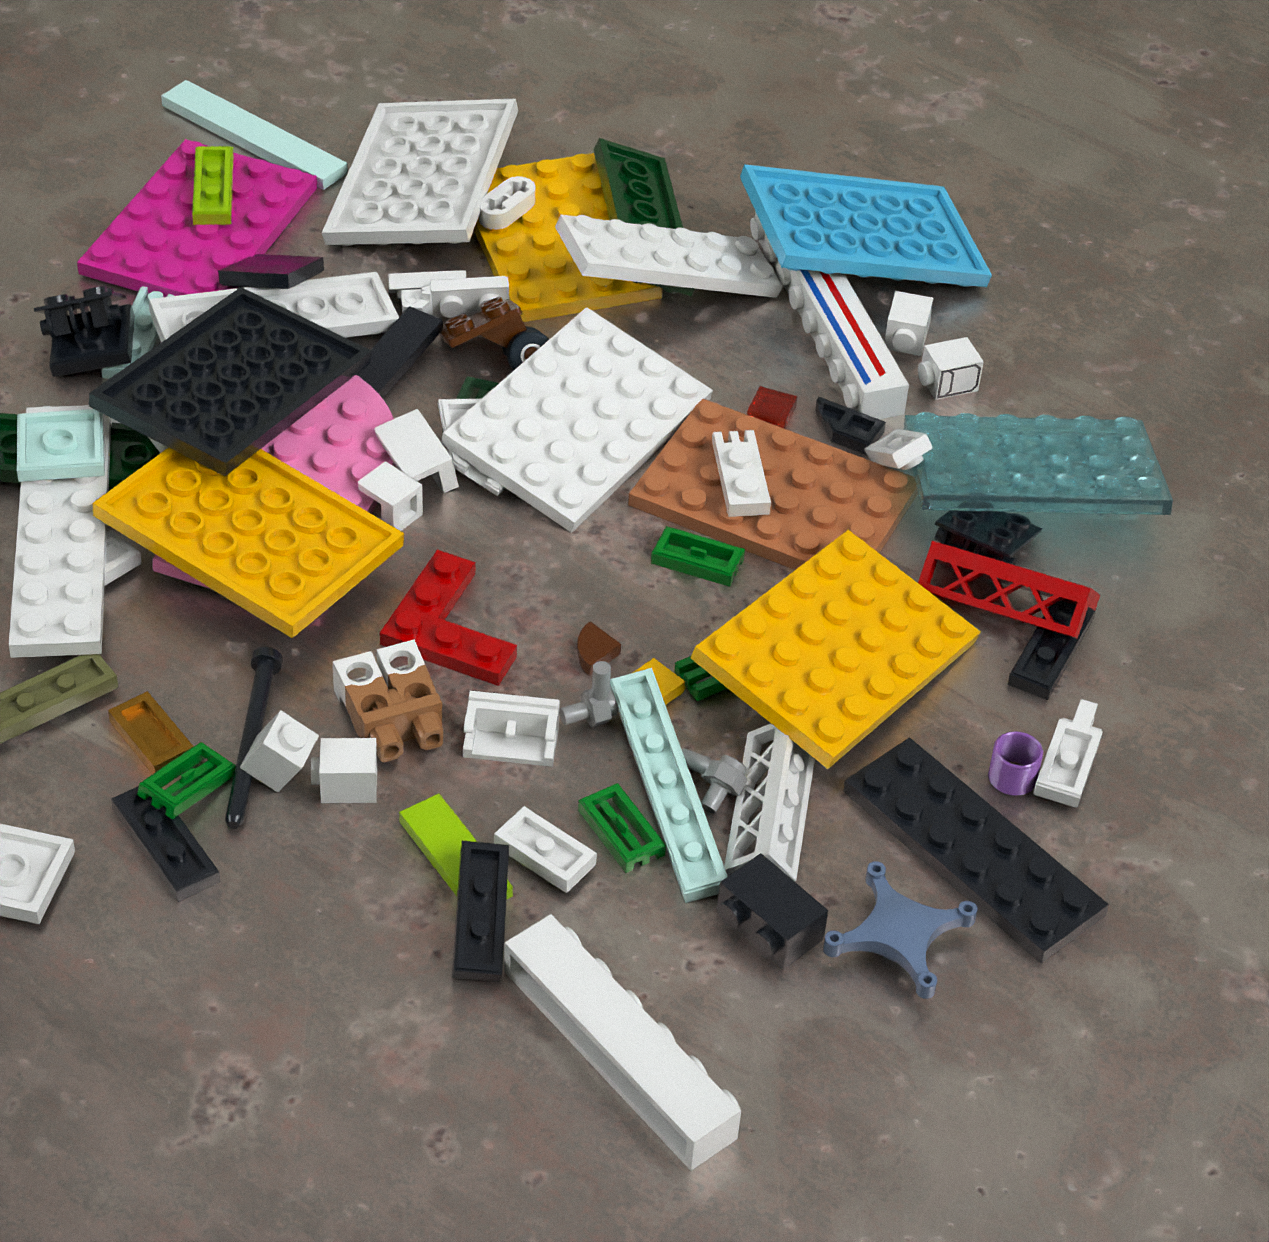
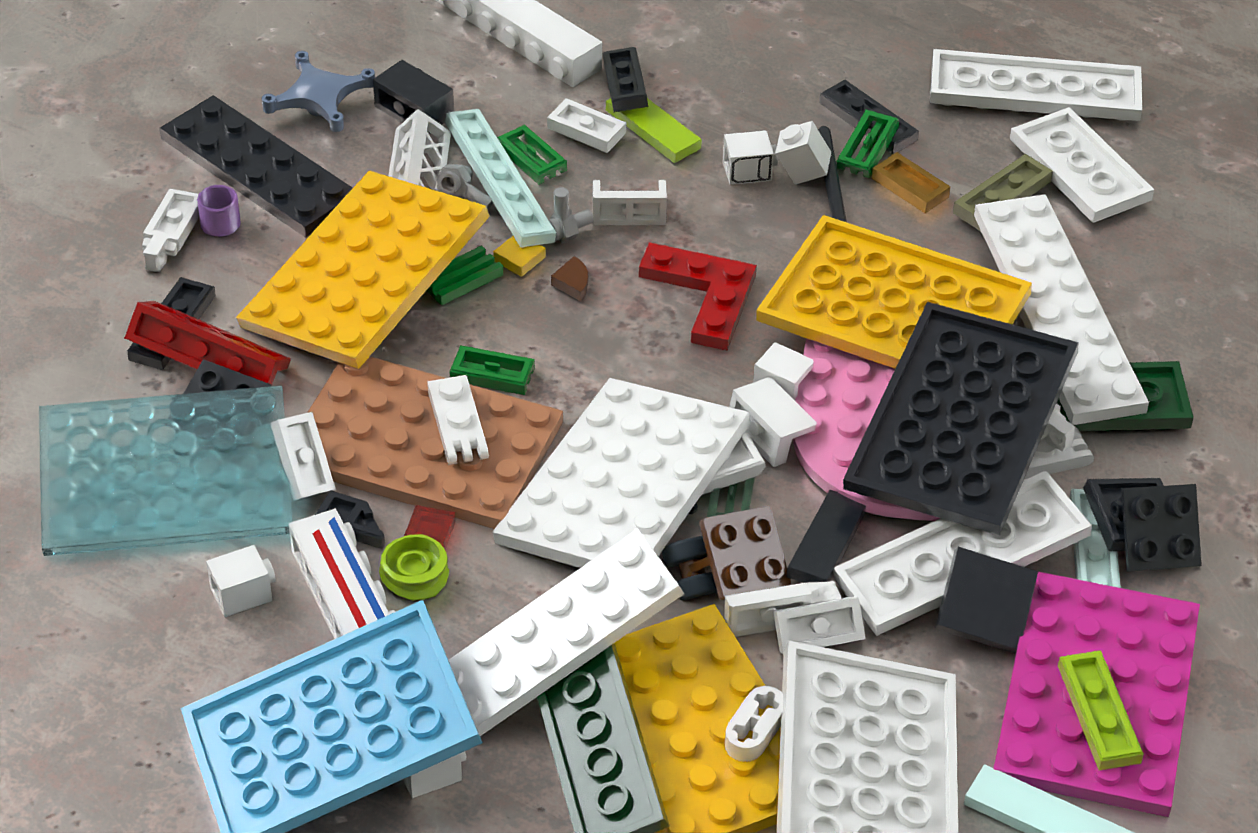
camera: 175 degrees right, 0 degrees up
(60, 445) = (1103, 346): light aqua tile -> none
(391, 701) = (732, 210): medium nougat hips -> none
(789, 368) = (414, 567): none -> lime piece
(908, 323) = (281, 631): white brick -> none

